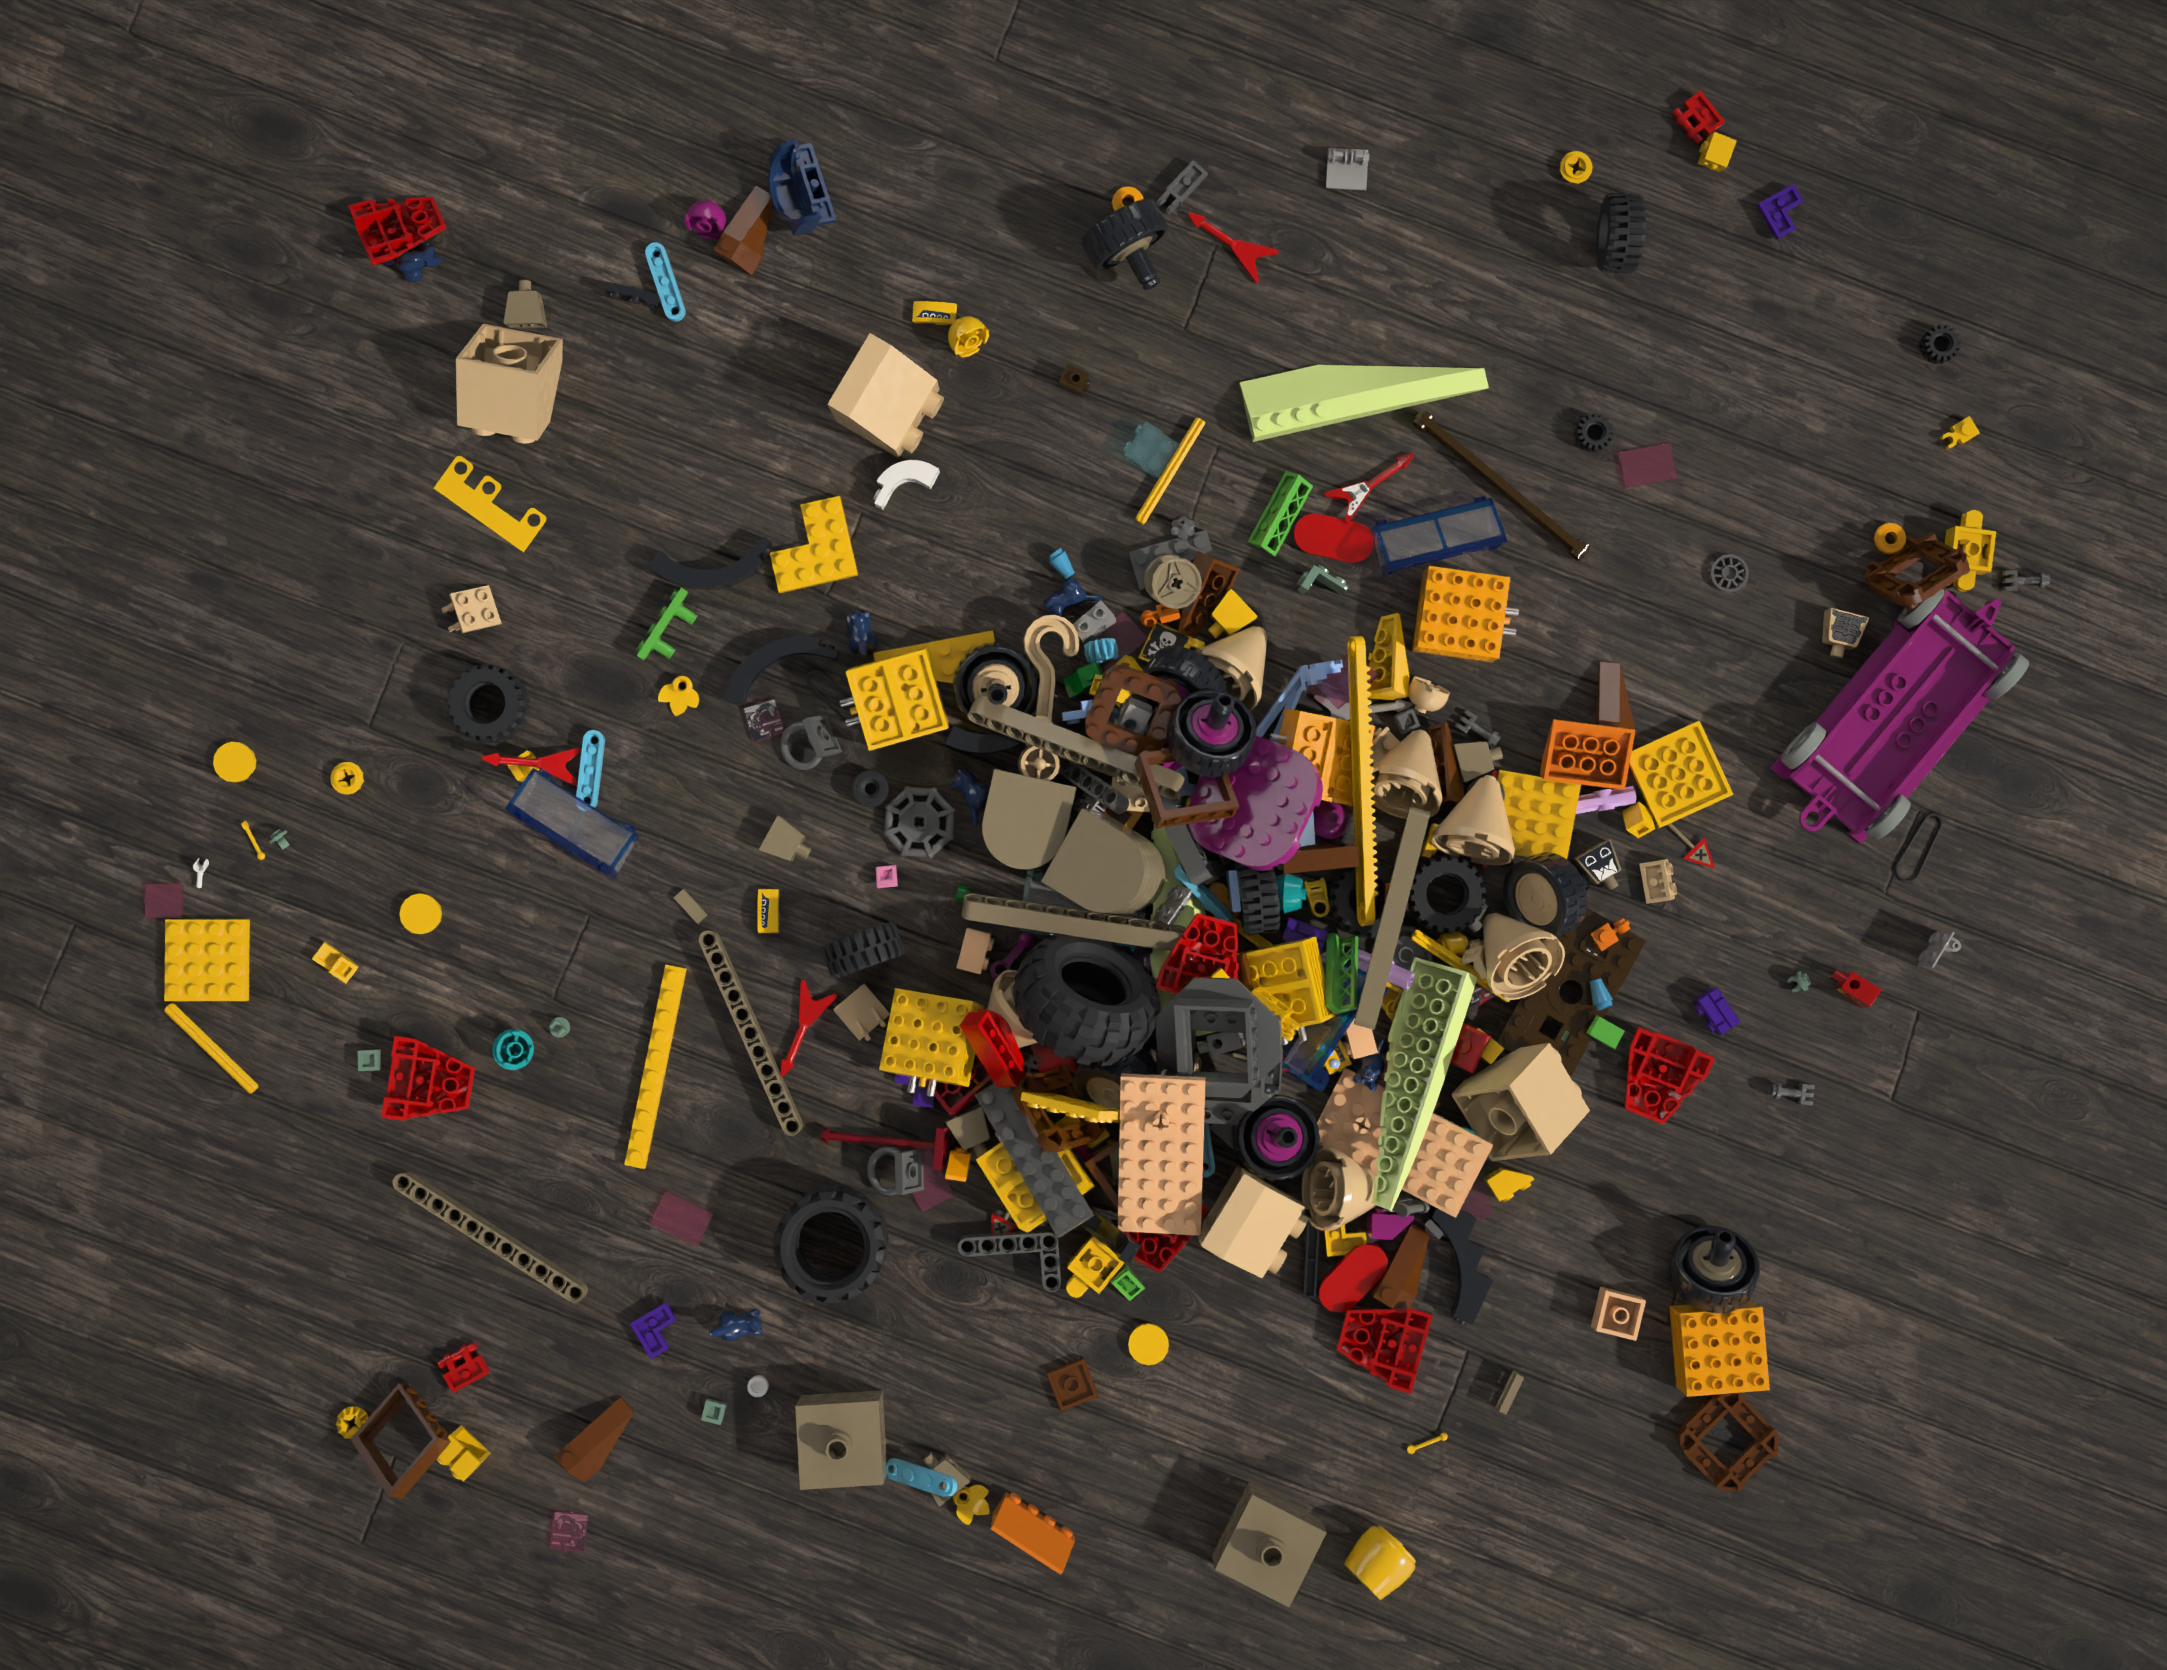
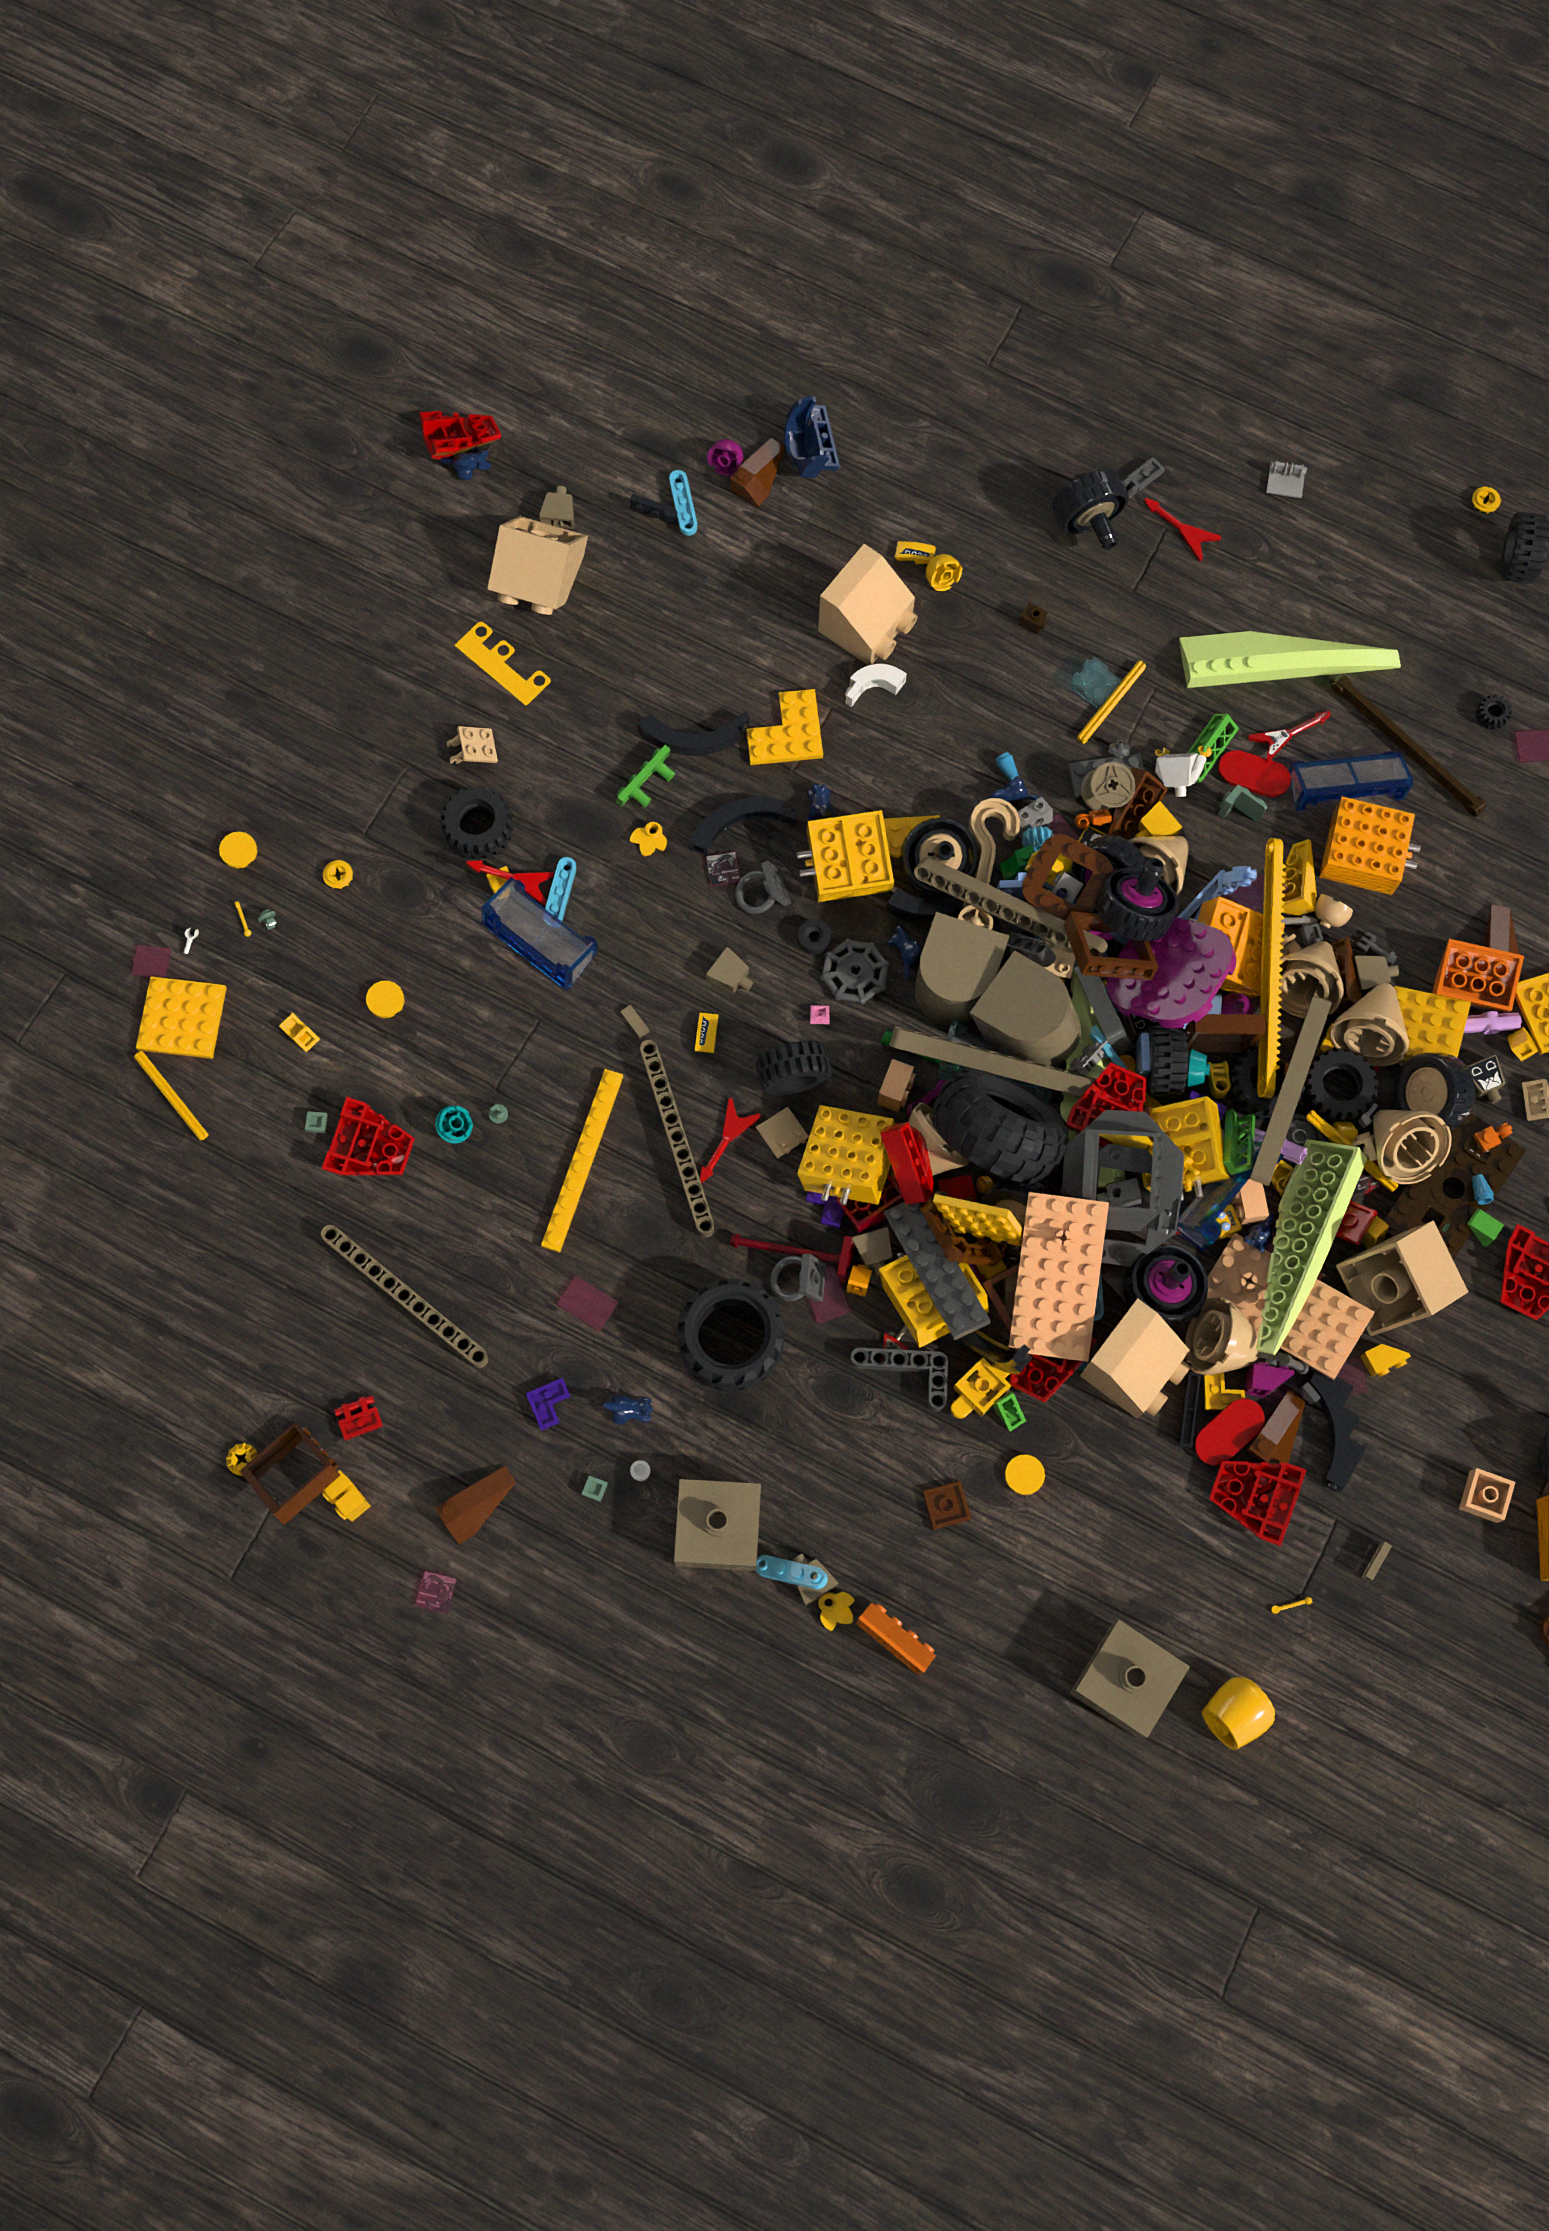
camera: 10 degrees right, 15 degrees down
(1250, 548) = (1180, 769): none -> white torso

